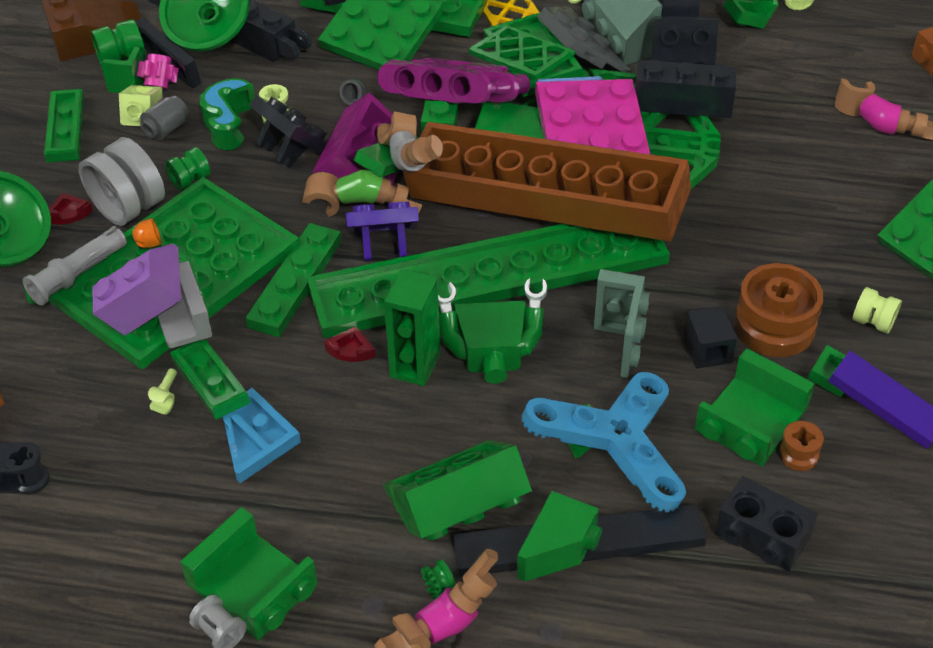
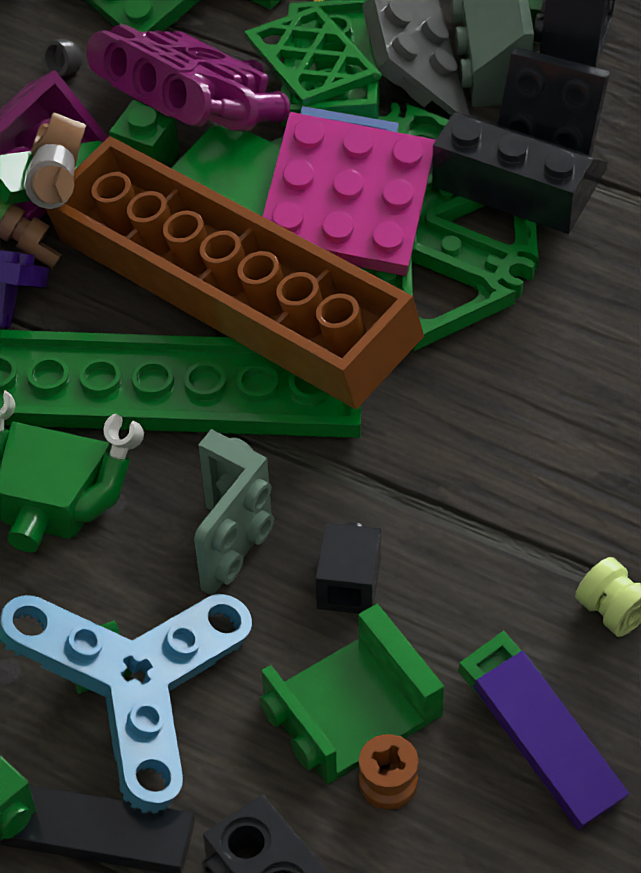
camera: 20 degrees right, 5 degrees up
(778, 310) = (464, 556): dark orange wheel -> none

